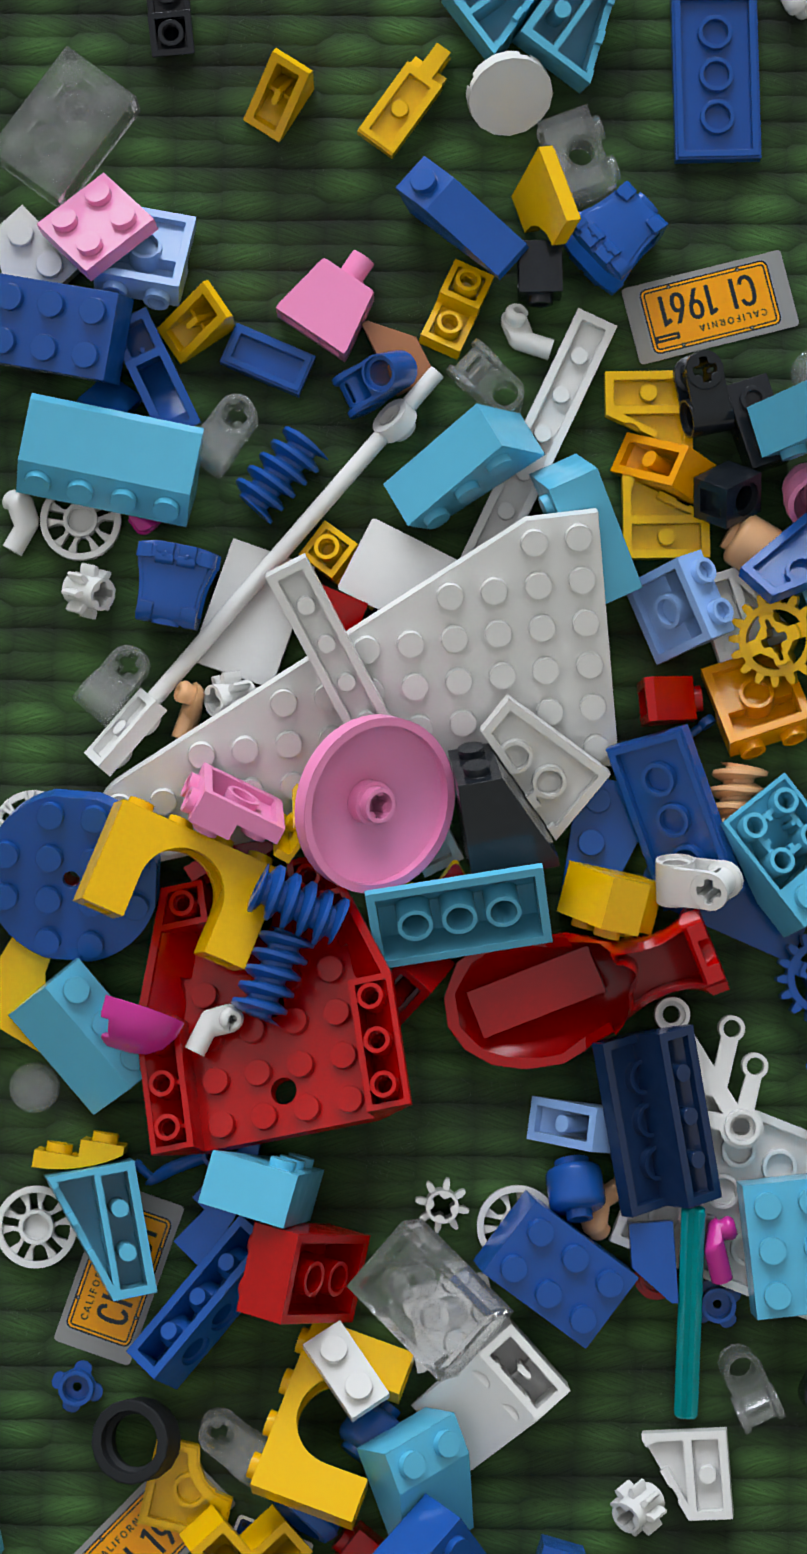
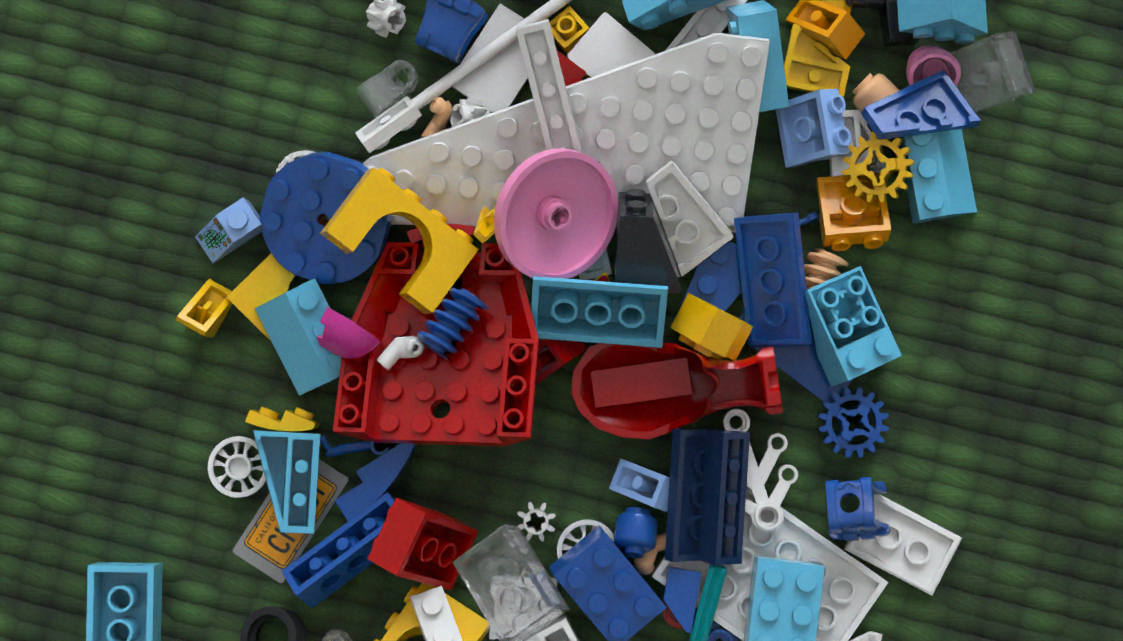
camera: 20 degrees right, 0 degrees up
(34, 1087) = (261, 366): clear piece -> none
(73, 1398) = (234, 596): blue plate -> none
(221, 802) = (444, 187): bright pink plate -> none
(262, 1187) = (412, 477): medium azure wedge -> none
(298, 904) = (482, 274): blue piece -> none
(668, 700) = (788, 193): red slope -> none
(695, 882) = (776, 329): white piece -> none
(715, 1251) = (727, 601): dark pink arm -> none
(727, 494) = (866, 54): black brick -> none

